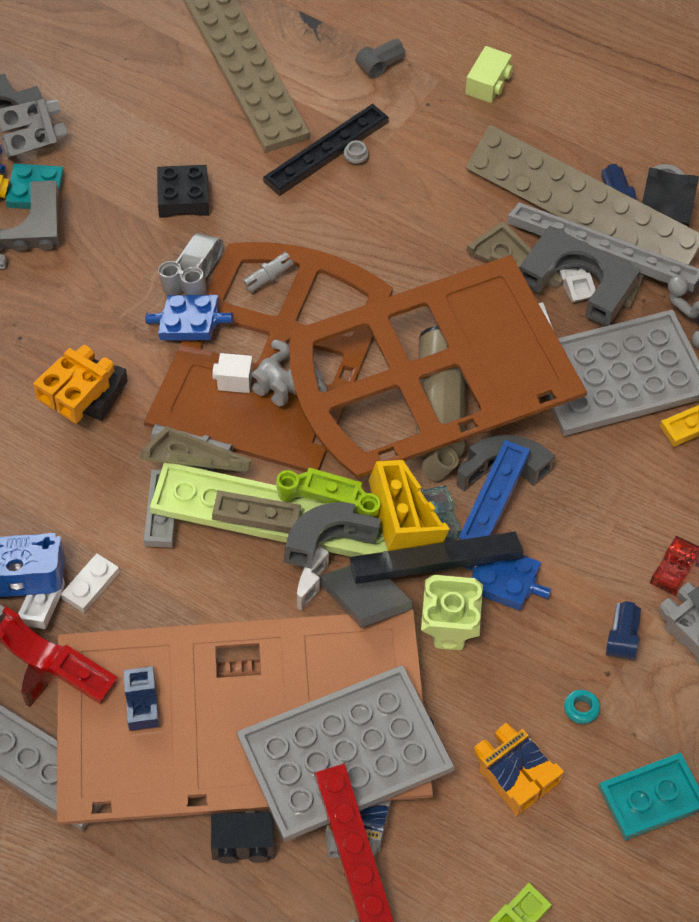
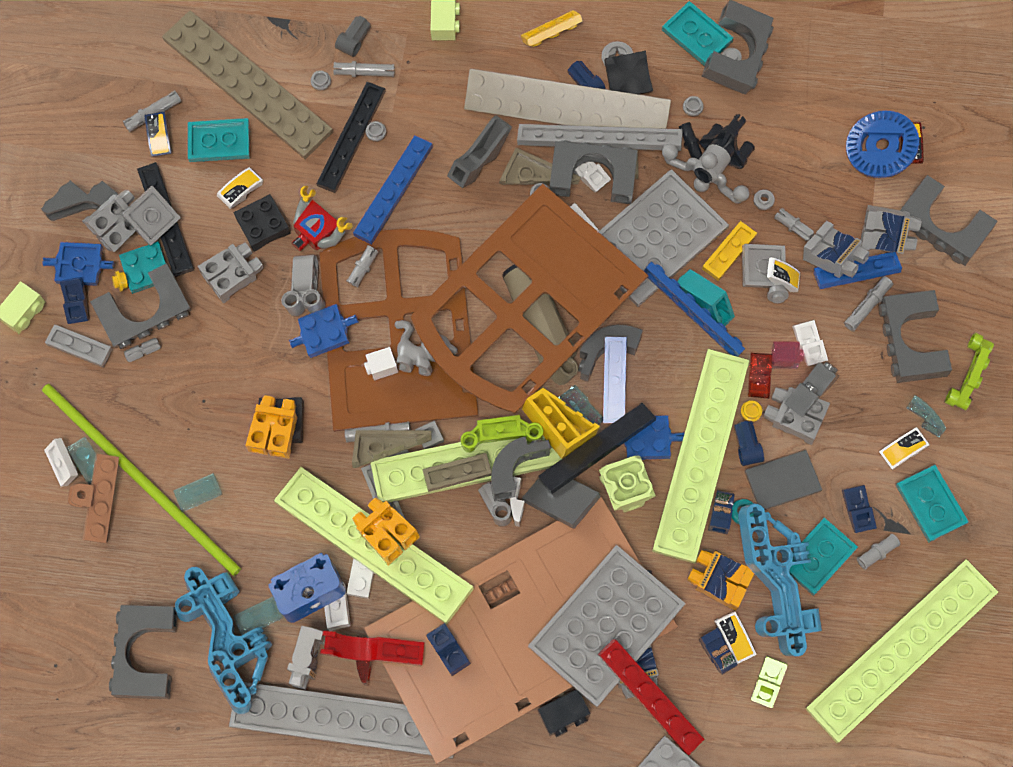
camera: 20 degrees left, 15 degrees up
(67, 134) = (150, 215): none -> light grey plate
(83, 152) = (172, 238): none -> black tile
(121, 68) = (157, 134): none -> slope
(121, 555) = (411, 573): none -> yellowish green plate
(122, 221) = (230, 271): none -> light grey hips
(128, 48) = (159, 106): none -> light grey pin
(135, 526) = (380, 524): none -> light orange hips
(173, 150) = (238, 188): none -> slope
(182, 99) = (219, 140): none -> teal plate
(239, 212) = (316, 225): none -> torso
(256, 470) = (436, 435): none -> light grey plate
(284, 574) = (494, 507): none -> light grey piece
(322, 84) = (320, 80): none -> light grey plate
(343, 214) = (393, 190): none -> blue plate
(367, 88) = (363, 69): none -> light grey pin
(465, 210) = (484, 150): none -> dark grey arch
(470, 849) = (718, 651): none -> dark blue leg
(500, 844) = (735, 637): none -> slope
(553, 695) = (721, 512): none -> dark blue leg
(557, 623) = (701, 456): none -> yellowish green plate
(583, 785) = (775, 575): none -> dark azure beam
(604, 128) = (551, 29): none -> yellow plate
(623, 453) = (699, 315): none -> blue plate
(646, 598) = (751, 411): none -> yellow plate
(649, 455) = (708, 296): none -> teal slope
(649, 692) = (783, 480): none -> dark grey tile

